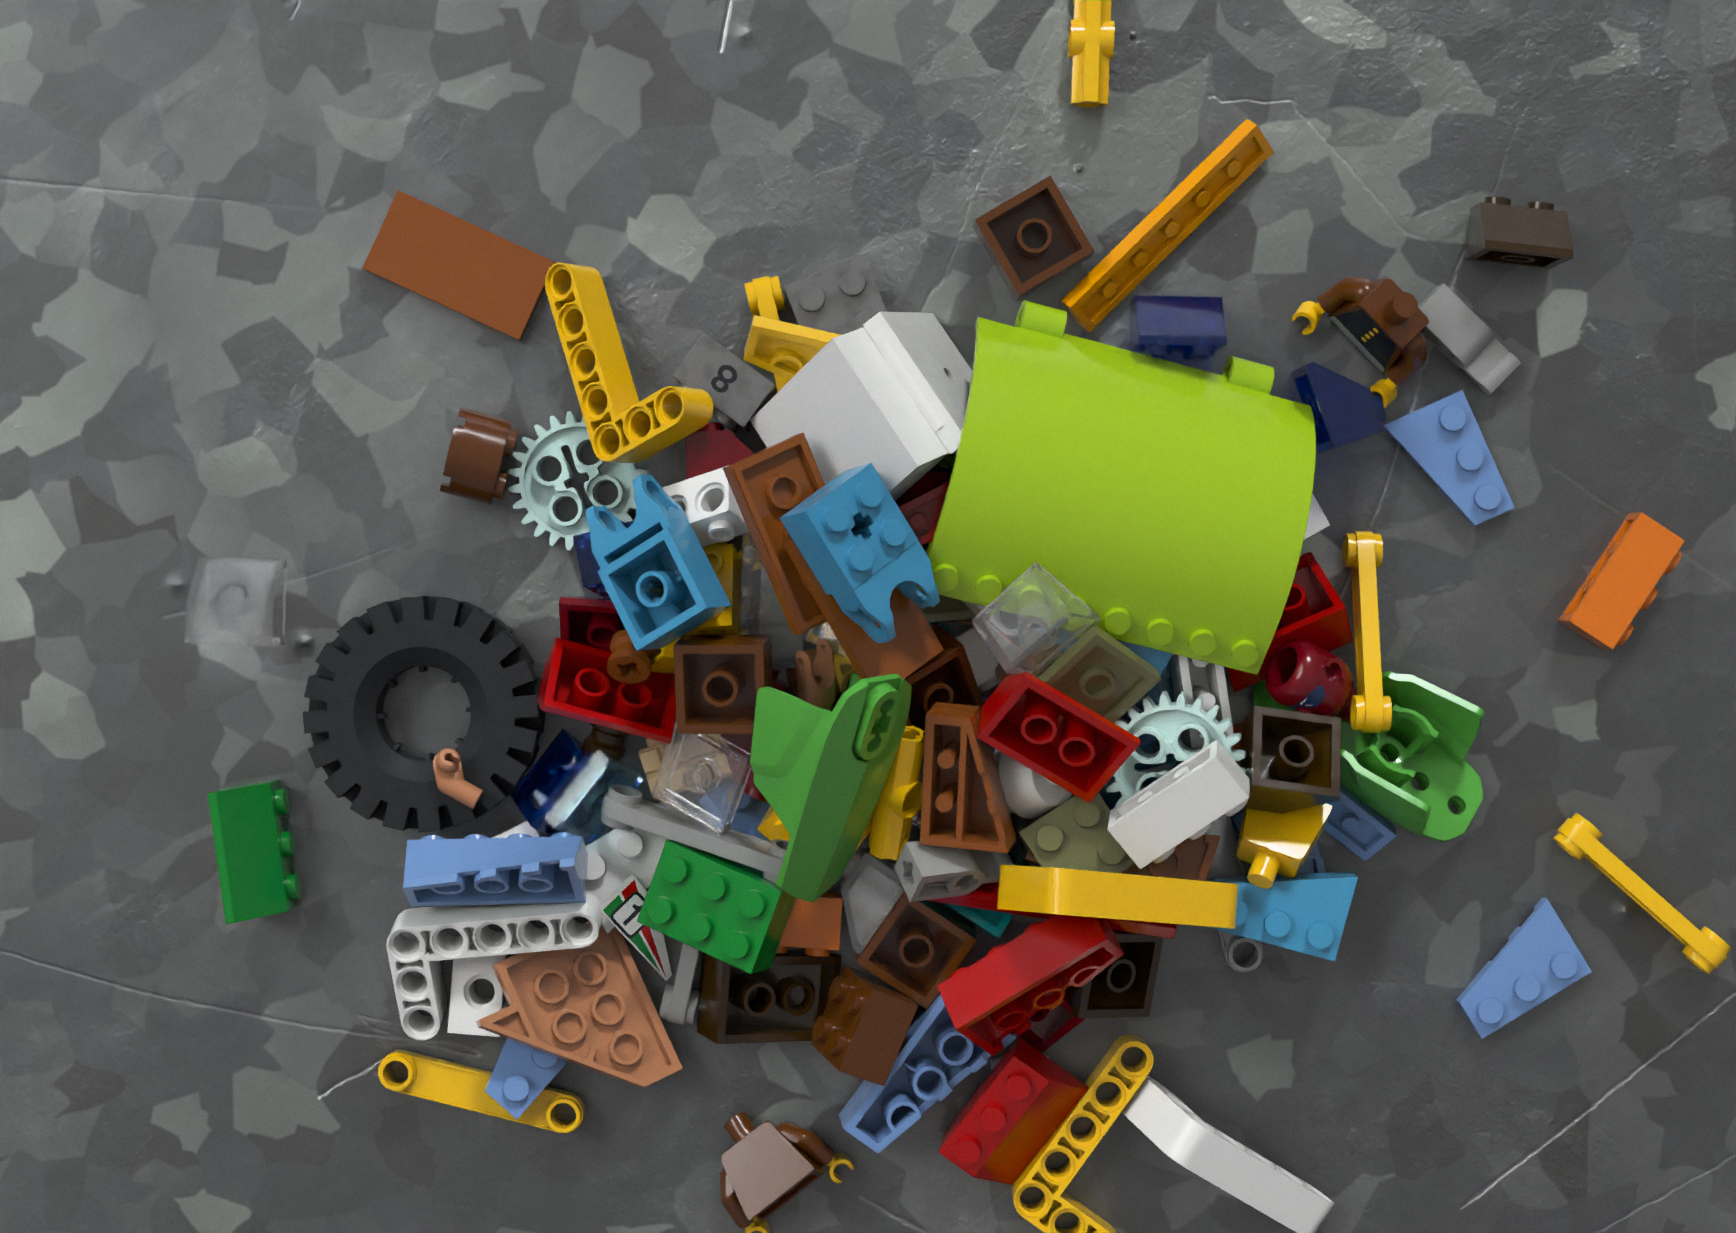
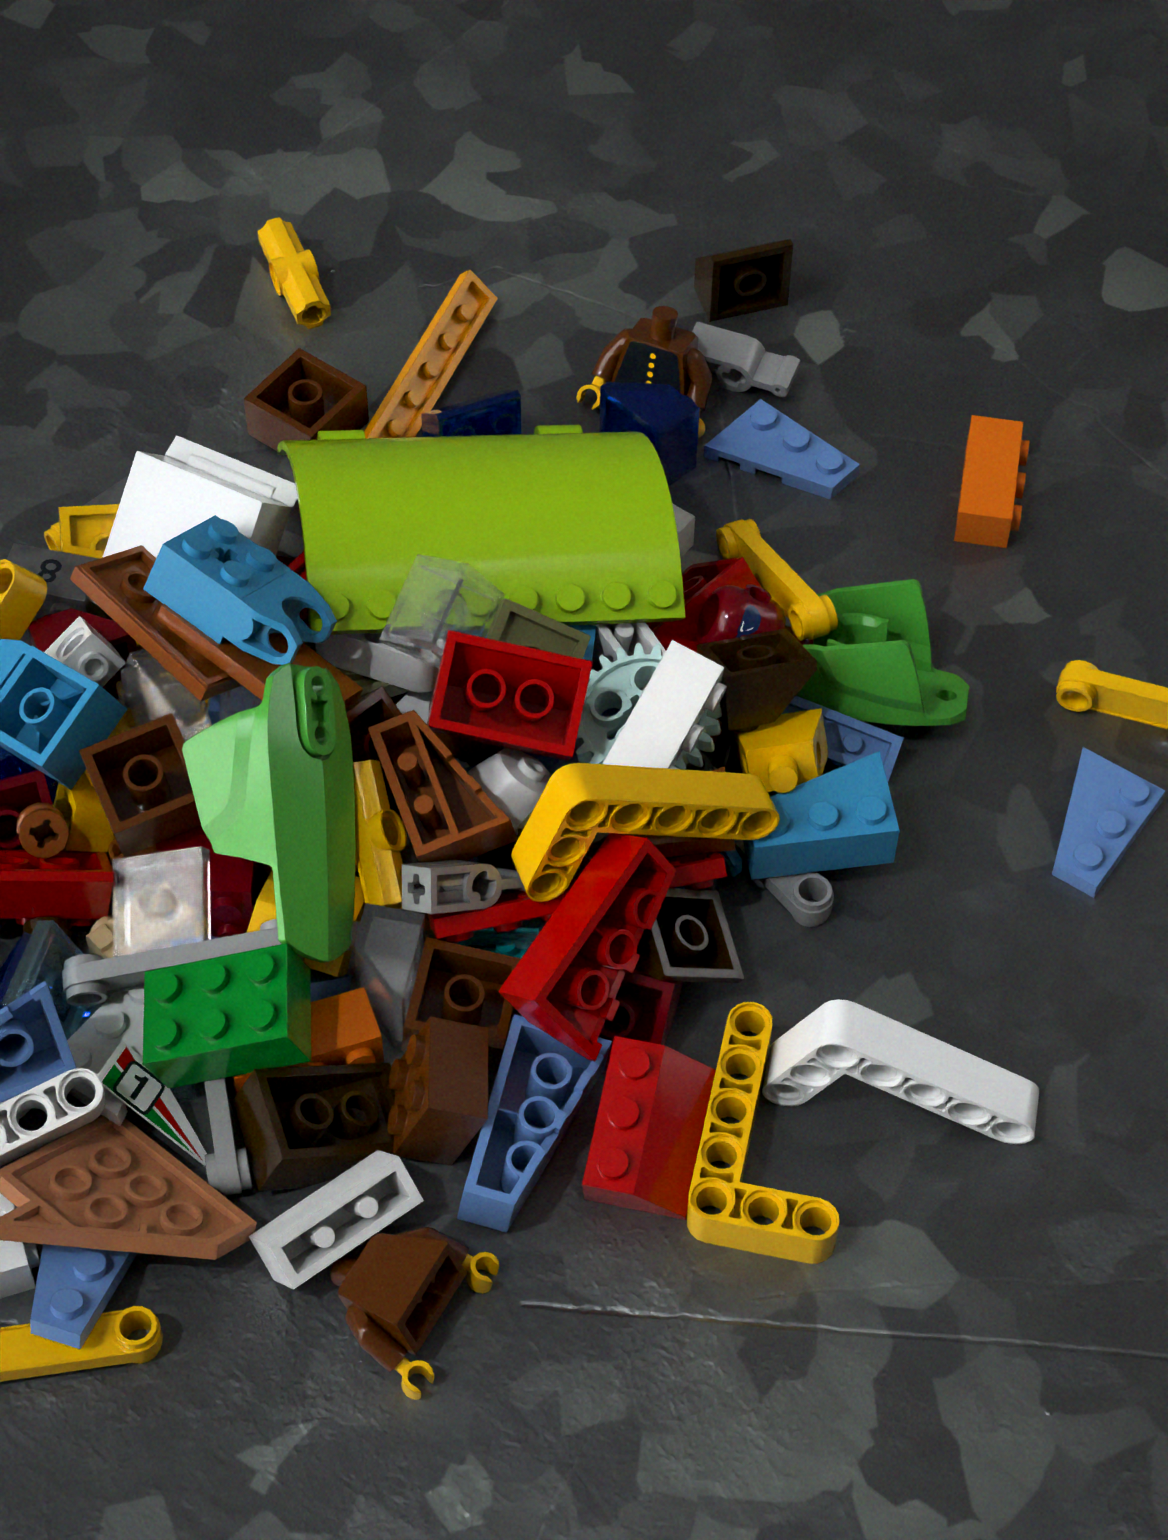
camera: 20 degrees left, 35 degrees down
(743, 1090) = (336, 1218): none -> white brick

